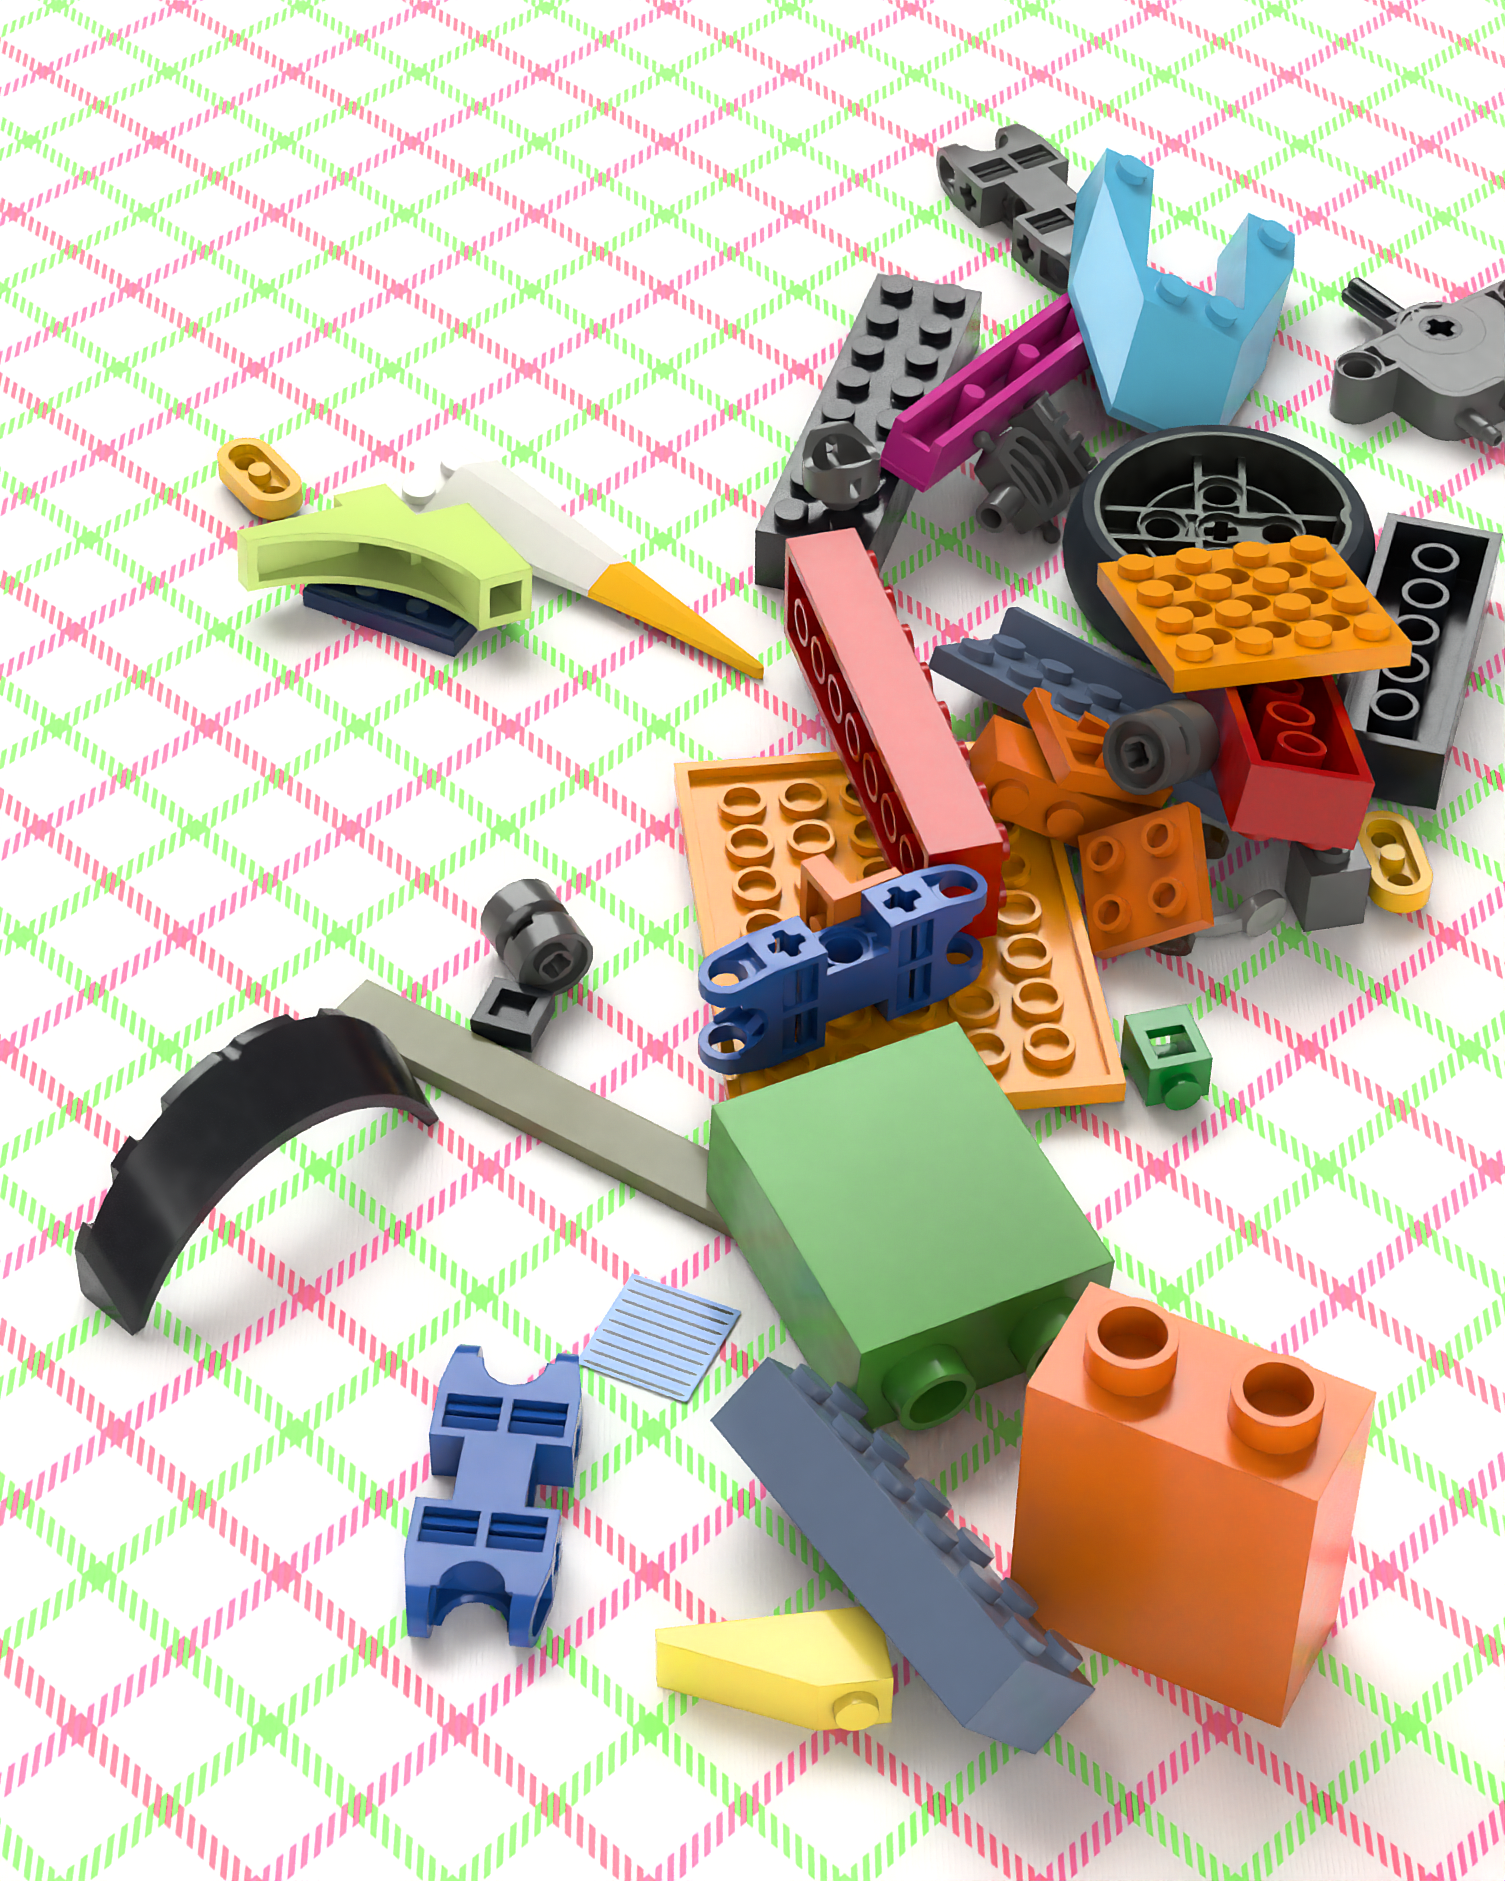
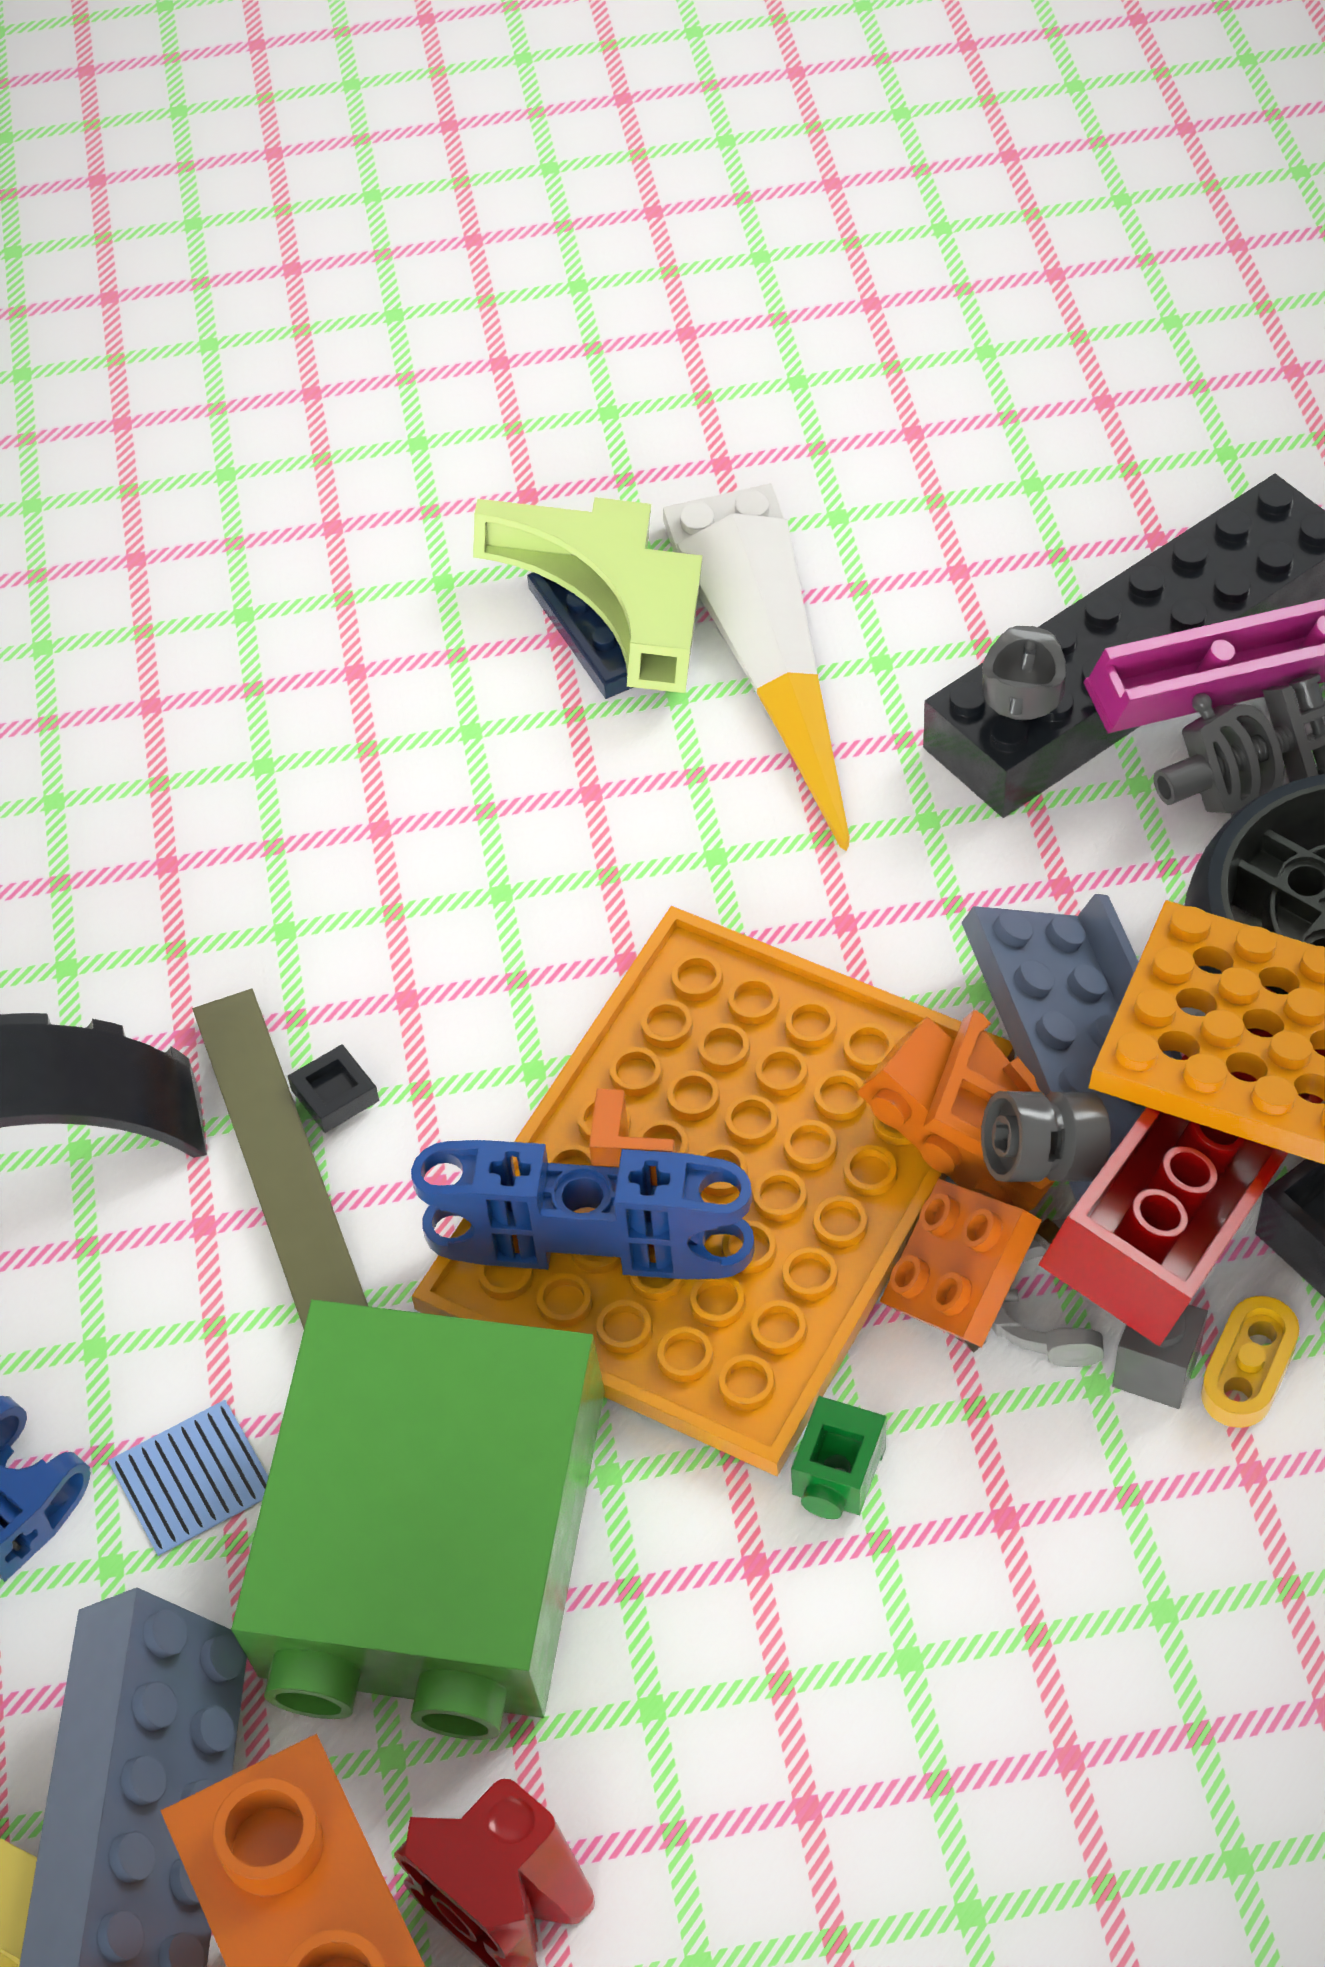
camera: 40 degrees right, 10 degrees up
(260, 478) = (584, 447): yellow plate -> none
(536, 936) = (405, 1024): dark grey wheel -> none
(887, 720) = (839, 984): brick -> none

